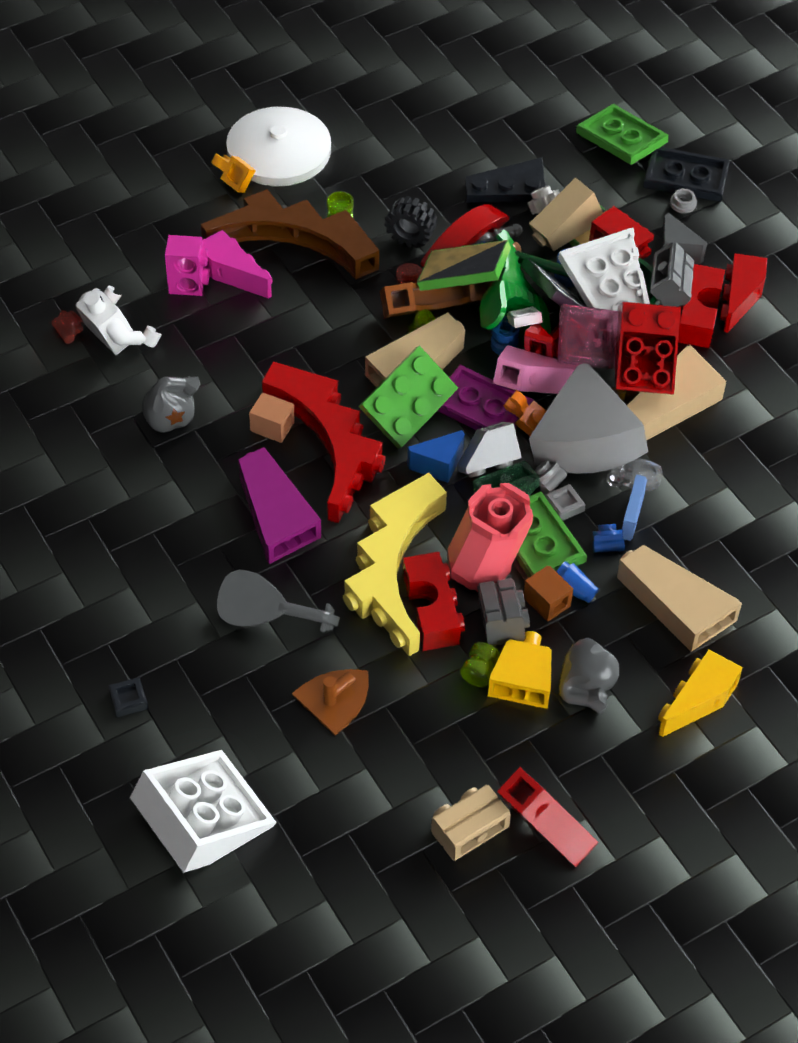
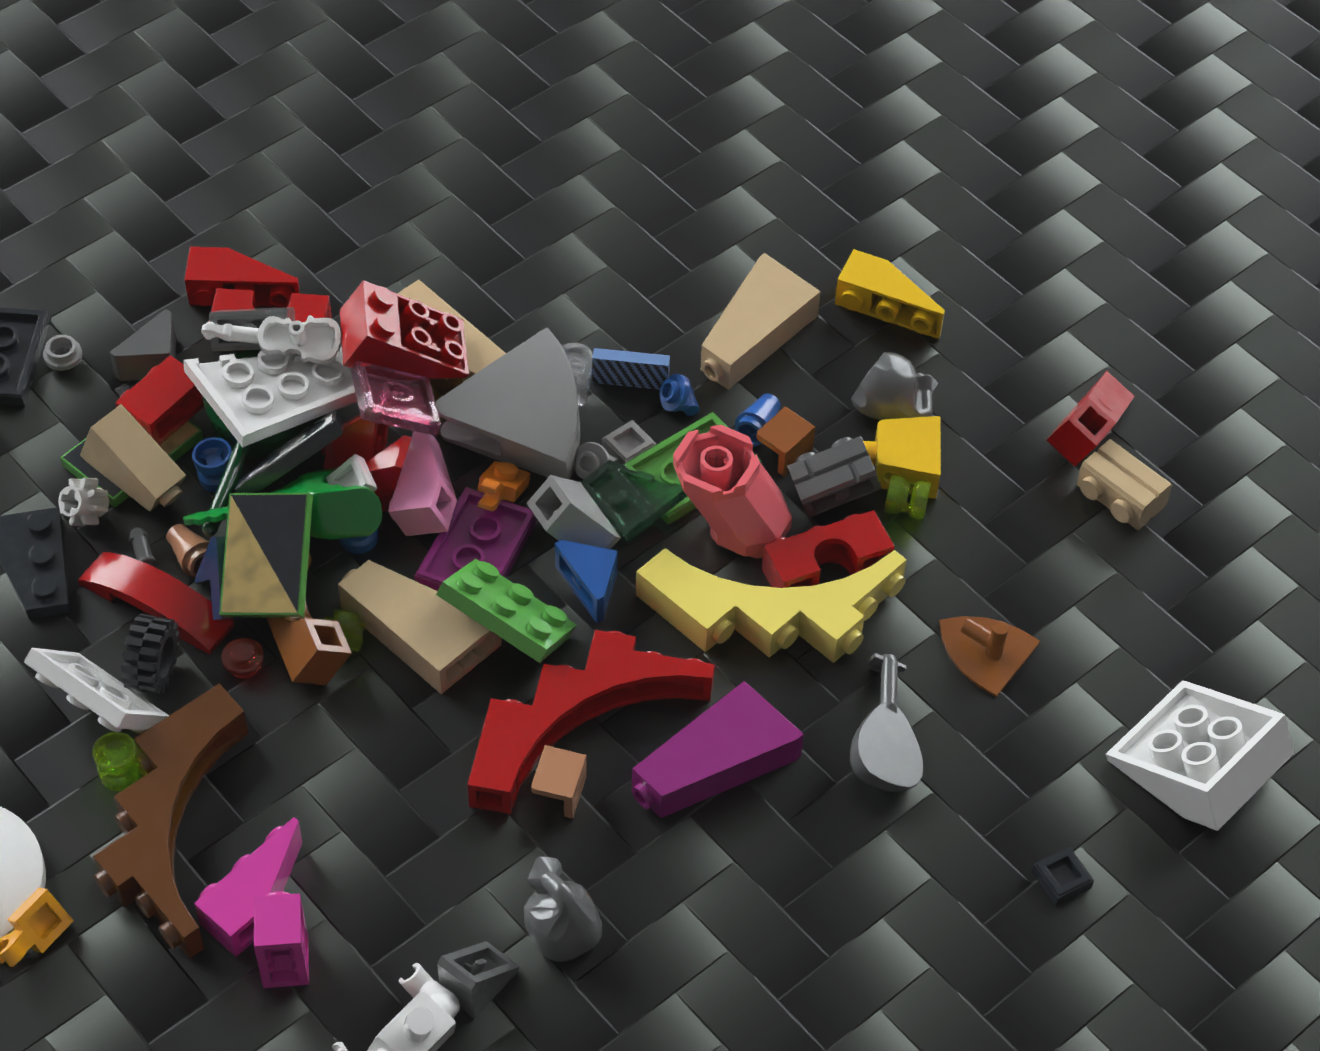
camera: 100 degrees left, 0 degrees up
(142, 358) = (476, 975): none -> dark grey slope
(377, 193) = (94, 689): none -> white plate
(650, 278) = (313, 340): none -> white piece

